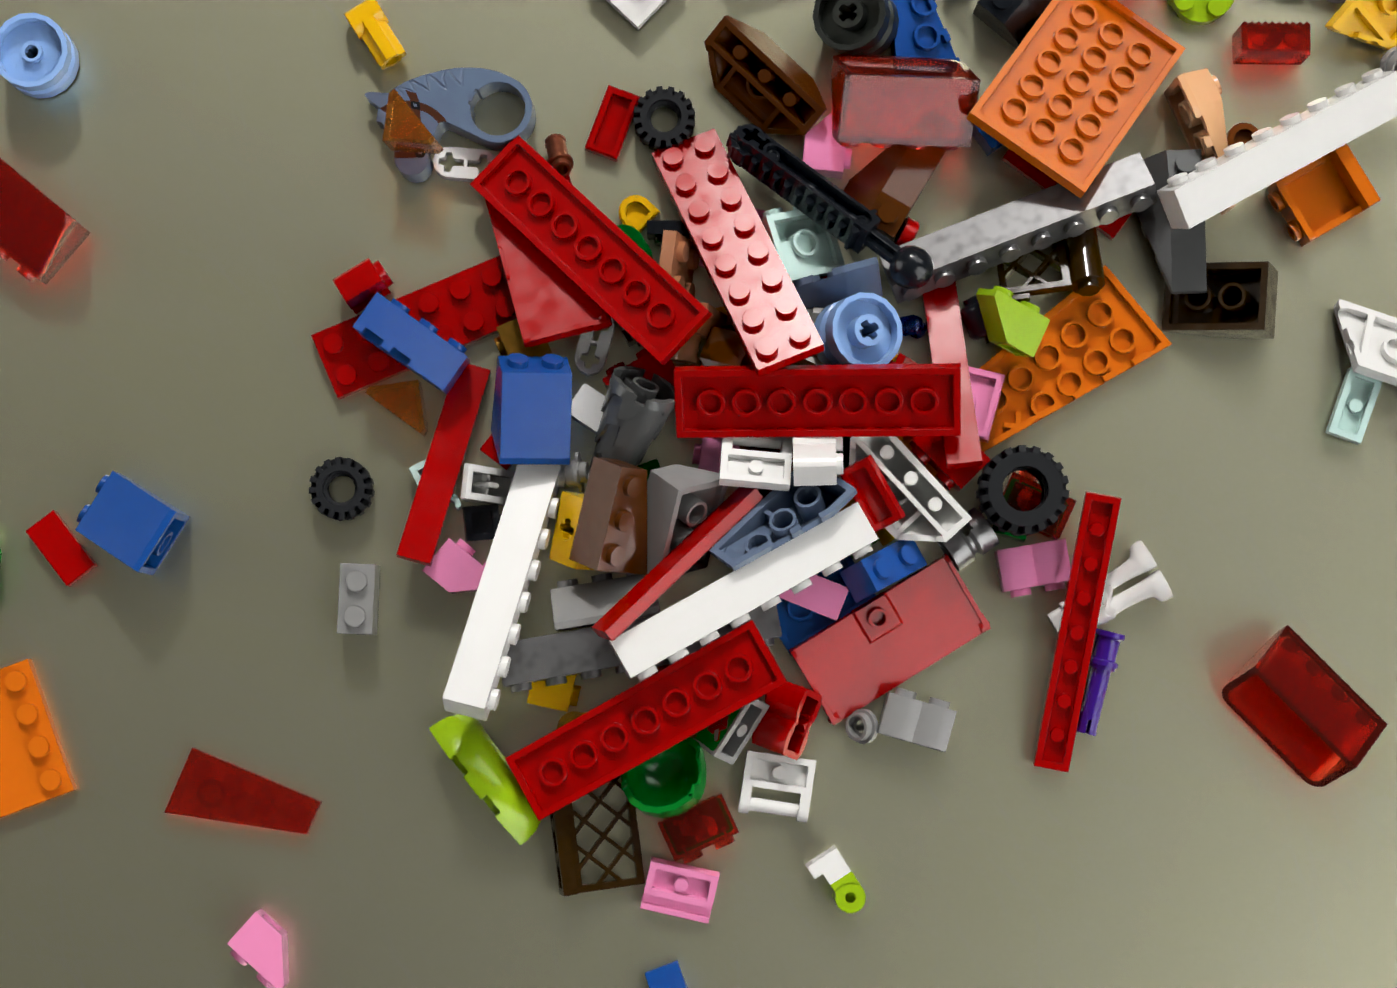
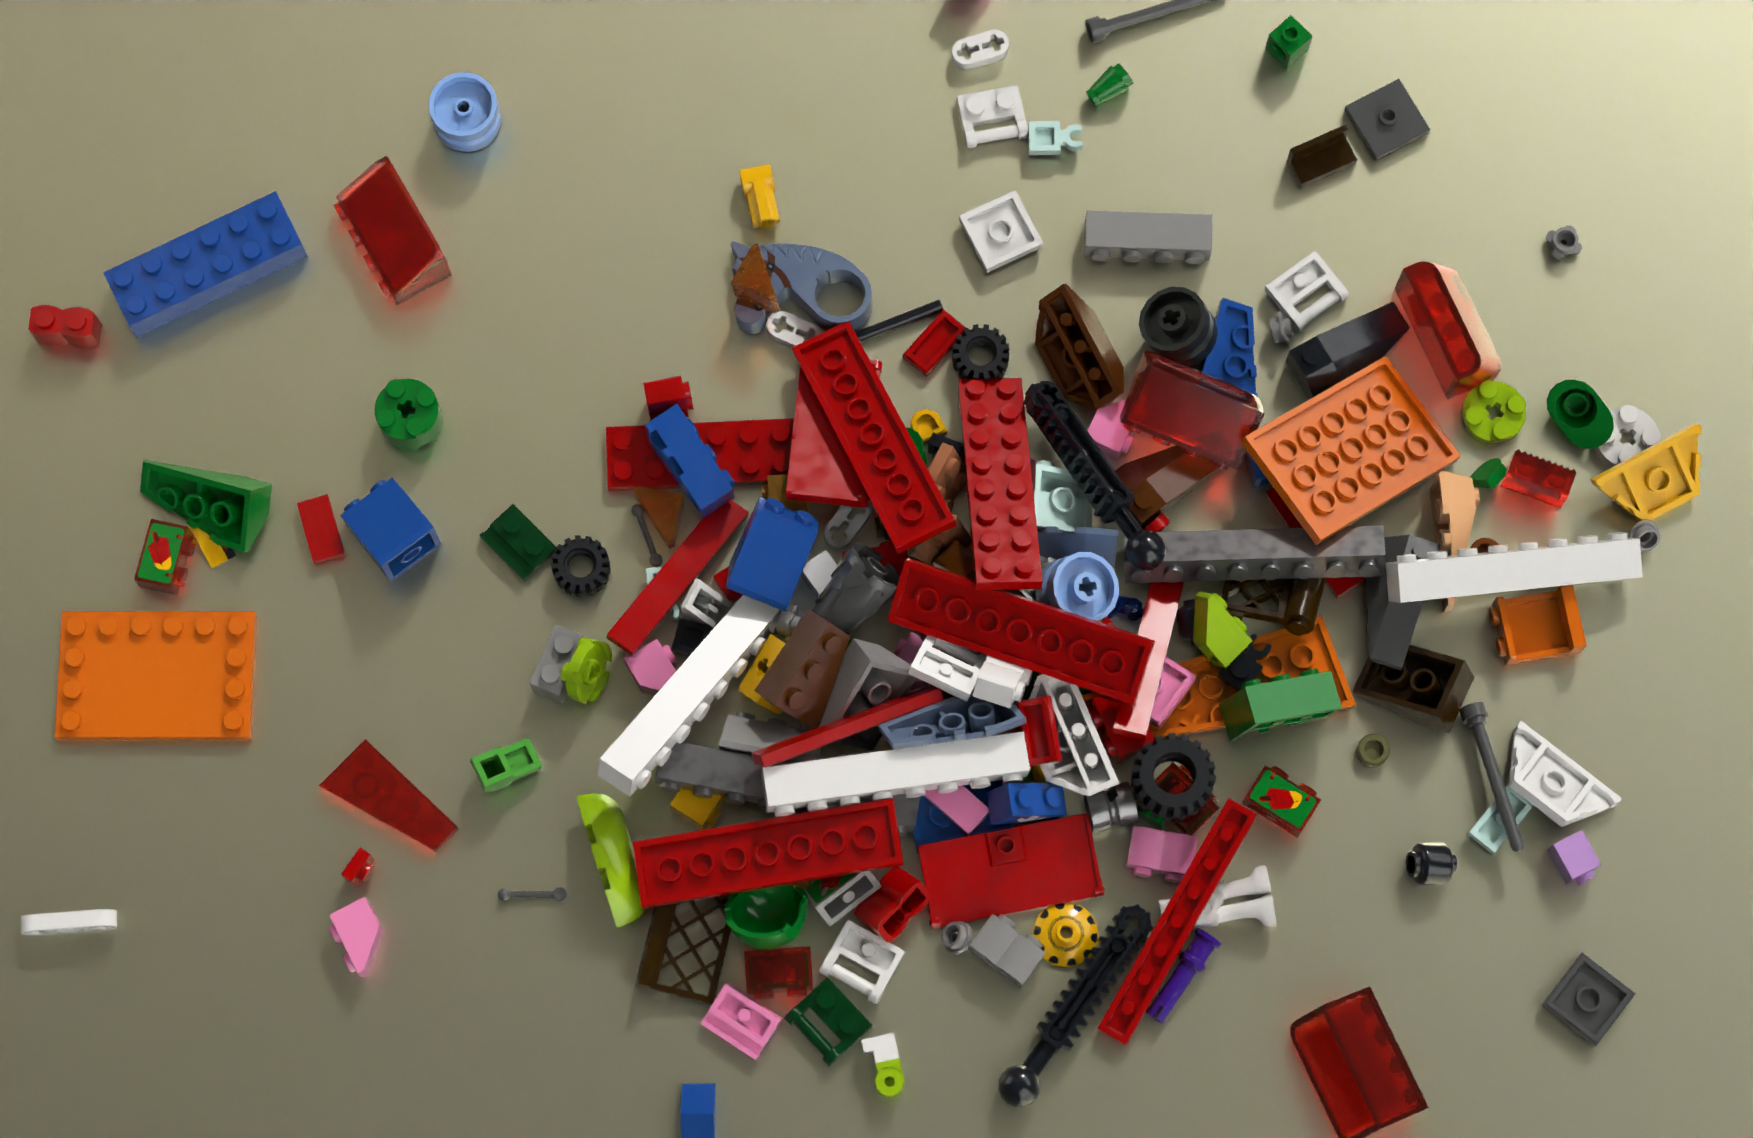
camera: 25 degrees right, 10 degrees down
(89, 382) = (399, 399): none -> green brick
(238, 881) = (359, 867): none -> red plate
(268, 487) = (518, 542): none -> dark green plate
(345, 722) = (504, 765): none -> bright green brick
(390, 597) = (586, 672): none -> lime plate
(413, 451) = (655, 558): none -> dark grey hinge
(449, 829) = (559, 894): none -> dark grey hinge
(558, 154) = (877, 350): copper pin -> none
(568, 113) = (899, 321): none -> black bar
(770, 846) = (836, 1013): none -> dark green plate
(948, 681) = (1063, 951): none -> yellow dish
(979, 849) = (1020, 1083): none -> black gear
(1051, 348) = (1244, 666): none -> black plate
(1099, 373) = (1280, 703): none -> green wedge
(1133, 468) = (1282, 800): none -> brick
(1203, 382) = (1373, 750): none -> olive tile
(1219, 56) = (1489, 474): none -> green tile
(1294, 314) = (1475, 716): none -> dark grey piece
(1302, 477) = (1431, 863): none -> black head

